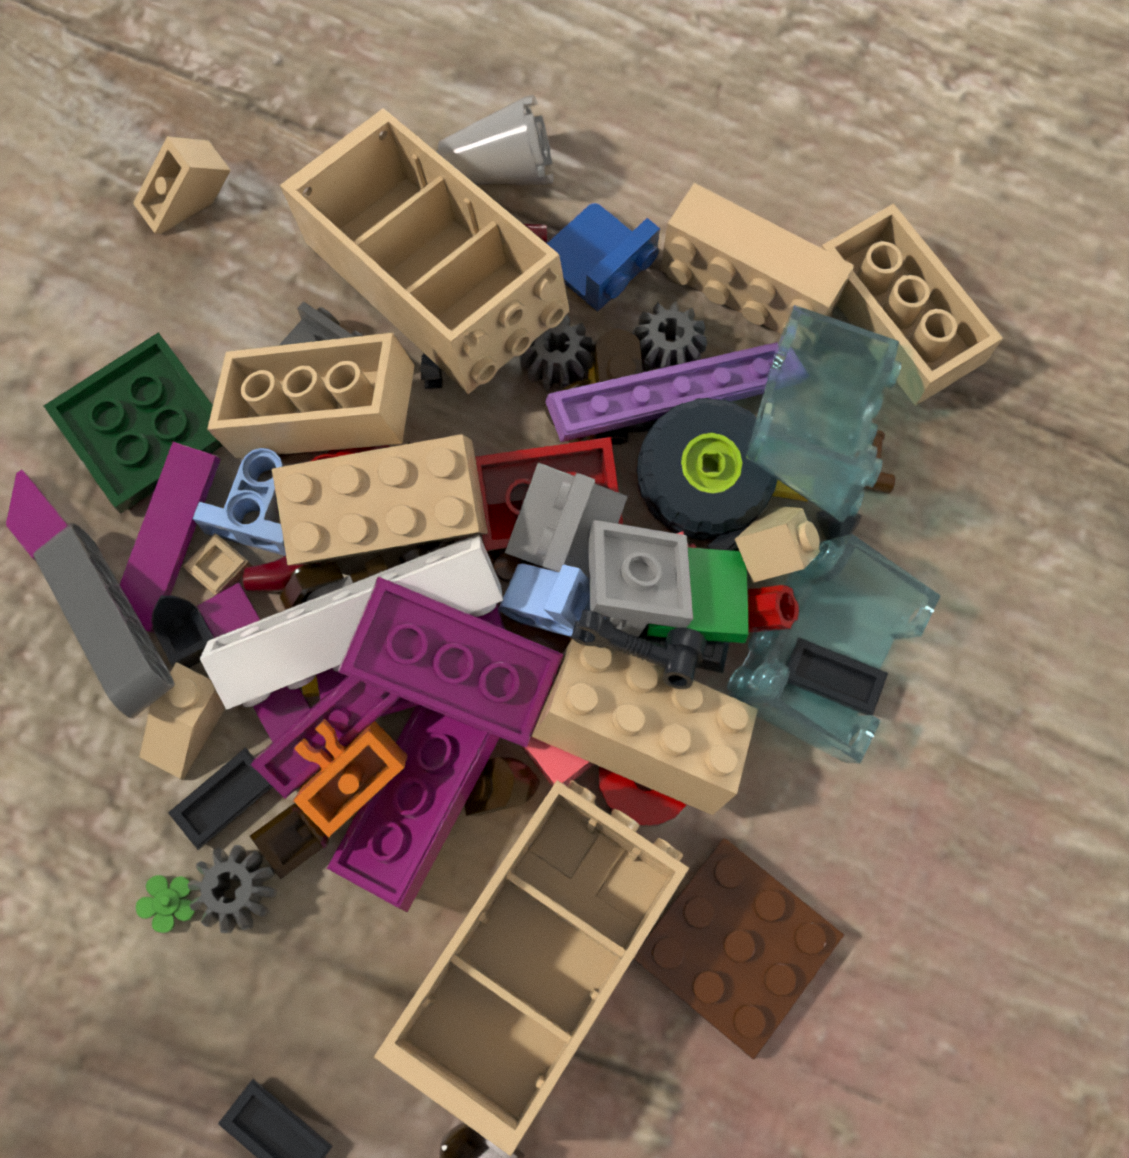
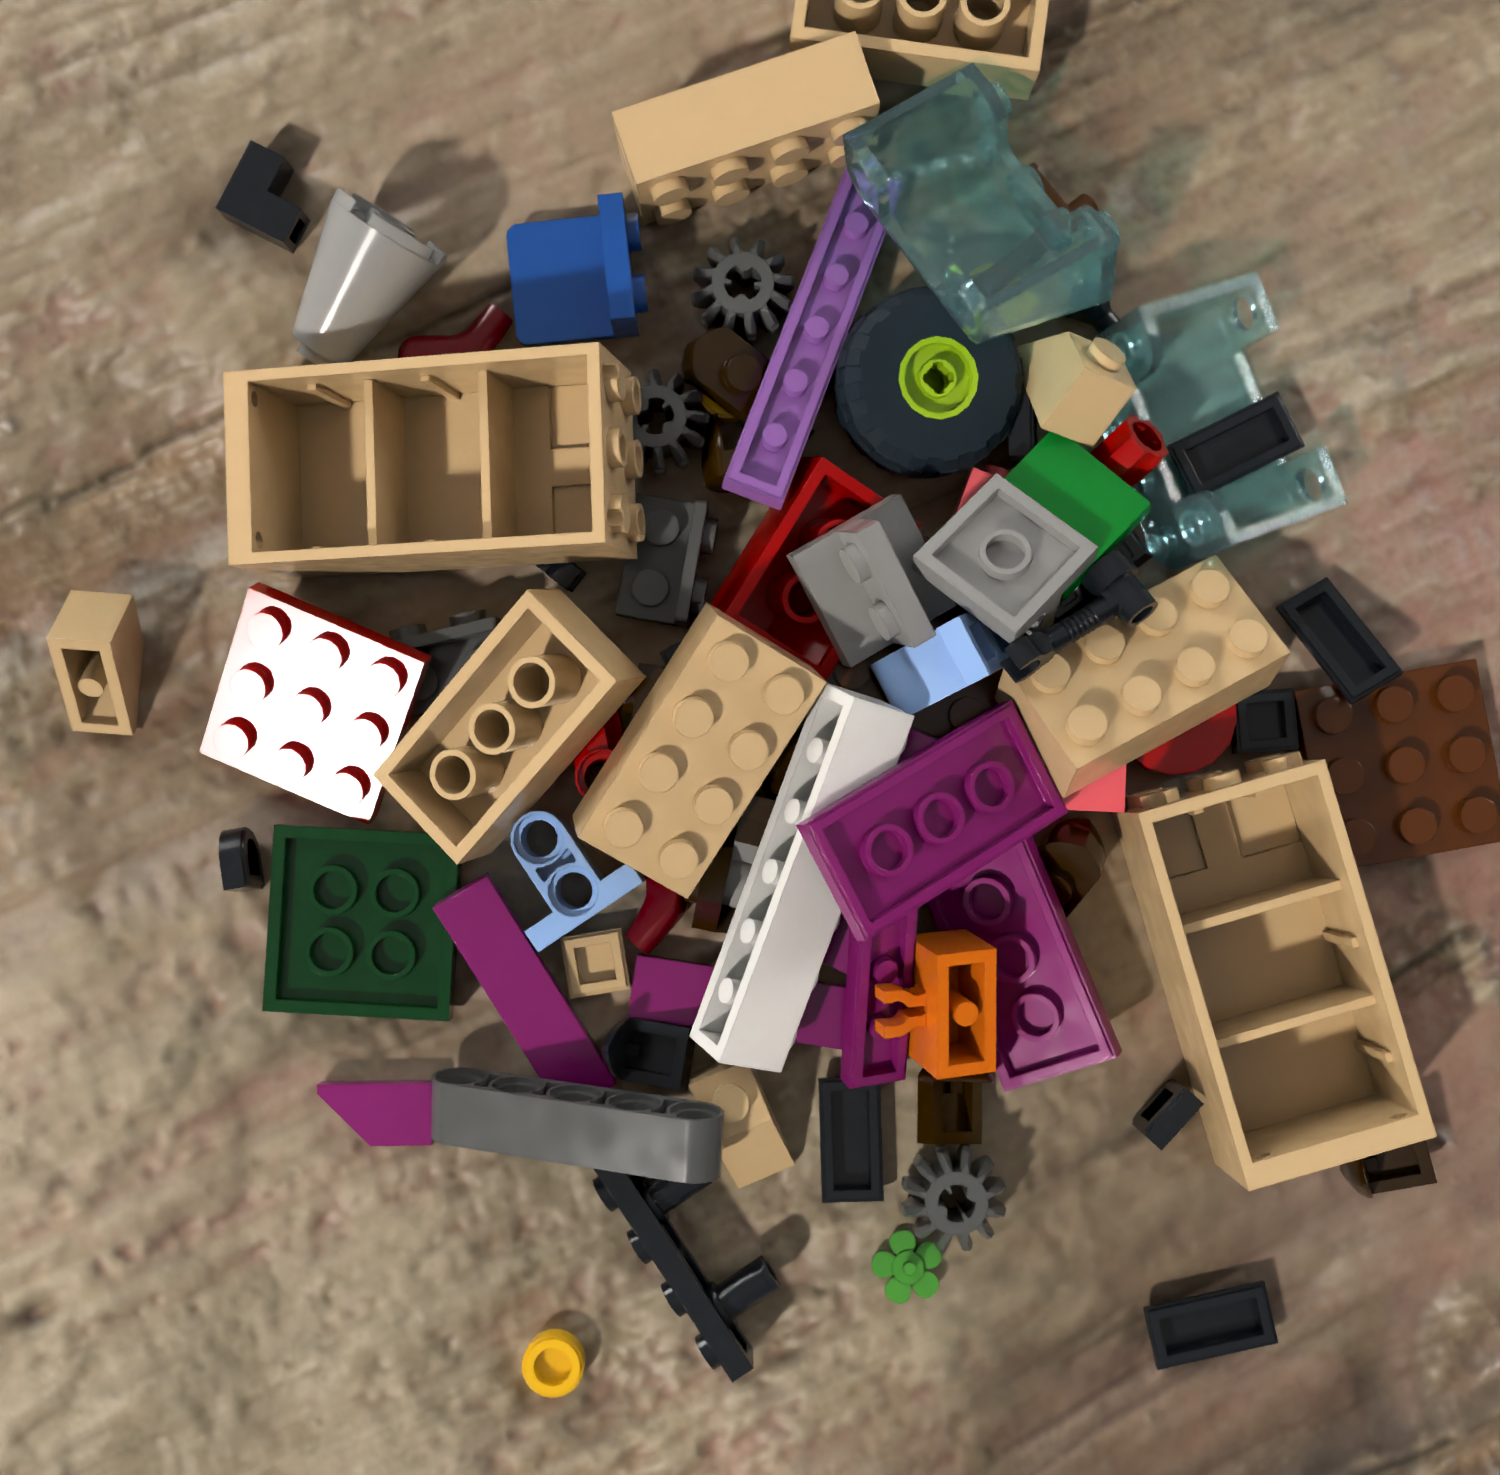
camera: 50 degrees left, 15 degrees up
(53, 769) = (686, 1287): none -> black plate
(123, 331) = (240, 860): none -> black tile
(244, 295) = (313, 701): none -> plate
(391, 981) = (1167, 1113): none -> black tile
(488, 416) = (664, 577): none -> dark grey bracket
(500, 77) = (255, 201): none -> black piece
(692, 835) = (1266, 722): none -> black tile
(777, 836) = (1339, 640): none -> black tile

